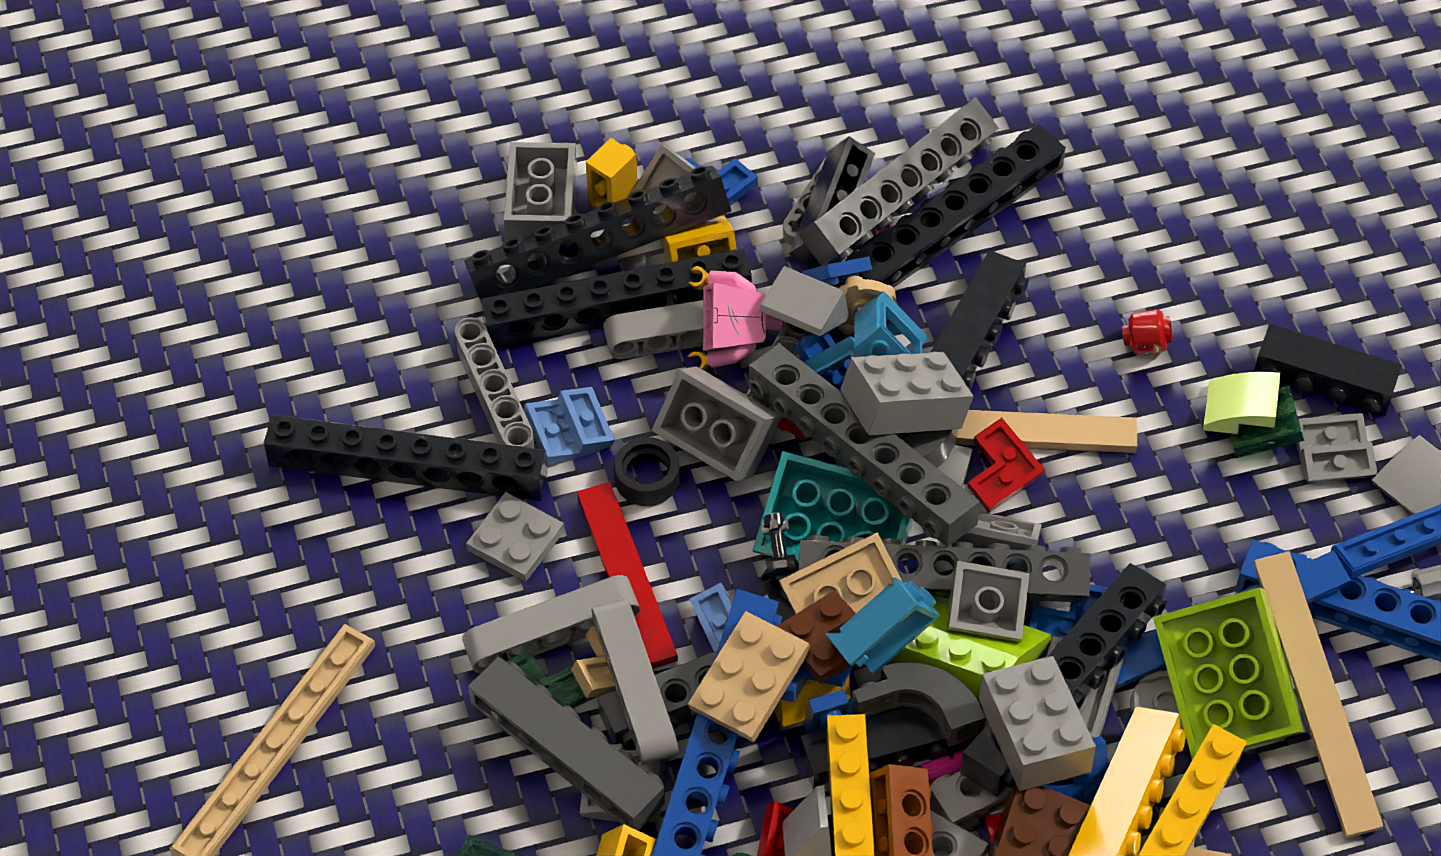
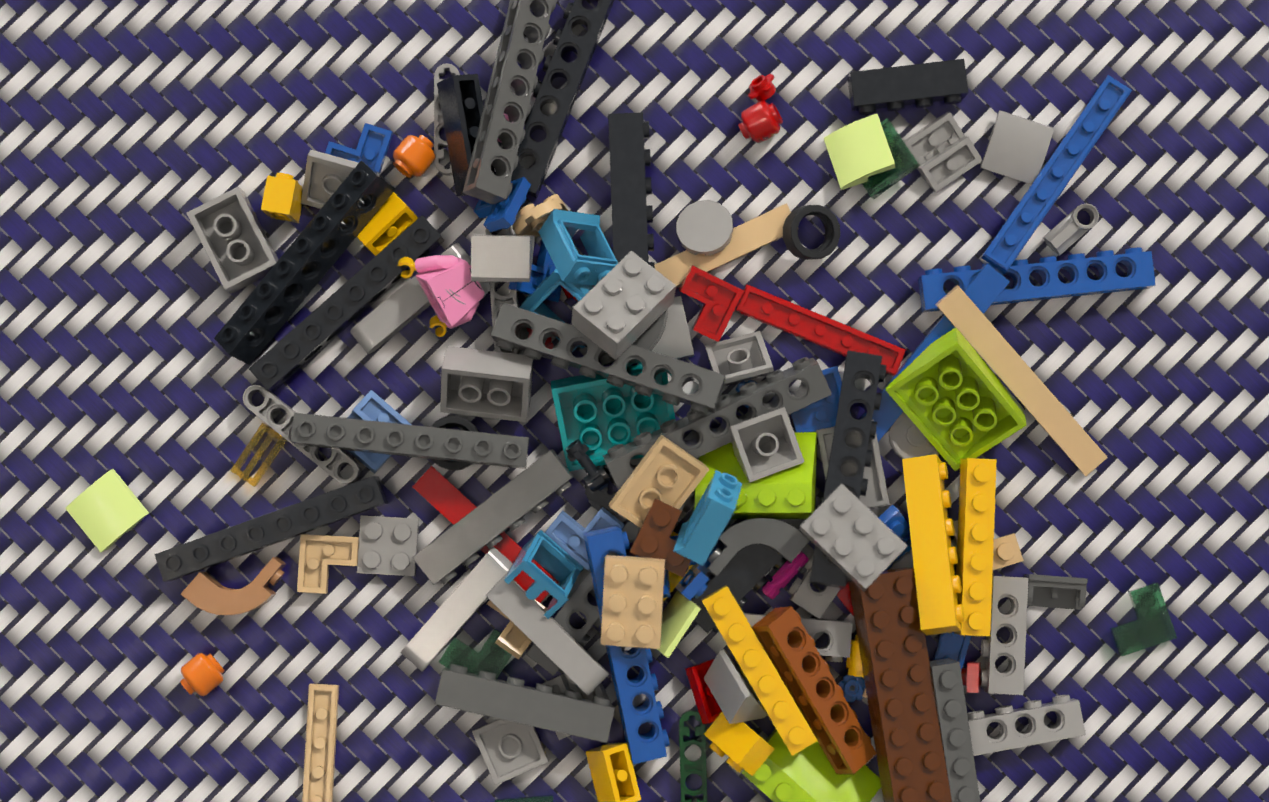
camera: 25 degrees left, 30 degrees up
(240, 556) = (201, 674): none -> orange head
(250, 368) = (107, 510): none -> yellowish green slope
(330, 508) = (220, 600): none -> medium nougat arch
(434, 389) = (249, 448): none -> clear yellow tile
(438, 506) = (317, 554): none -> tan plate
(520, 793) = (509, 749): none -> light grey plate
(606, 432) = (410, 440): none -> dark grey brick
(646, 549) = (492, 517): none -> dark grey brick
(679, 614) = (552, 559): none -> dark azure window
(766, 206) = (414, 156): none -> orange head
(781, 746) = (675, 621): none -> yellowish green slope
(1034, 399) = (704, 227): none -> light grey tile
(1091, 534) = (816, 327): none -> red tile
(1166, 434) = (831, 226): none -> black tyre
(1167, 304) = (762, 87): none -> red plate

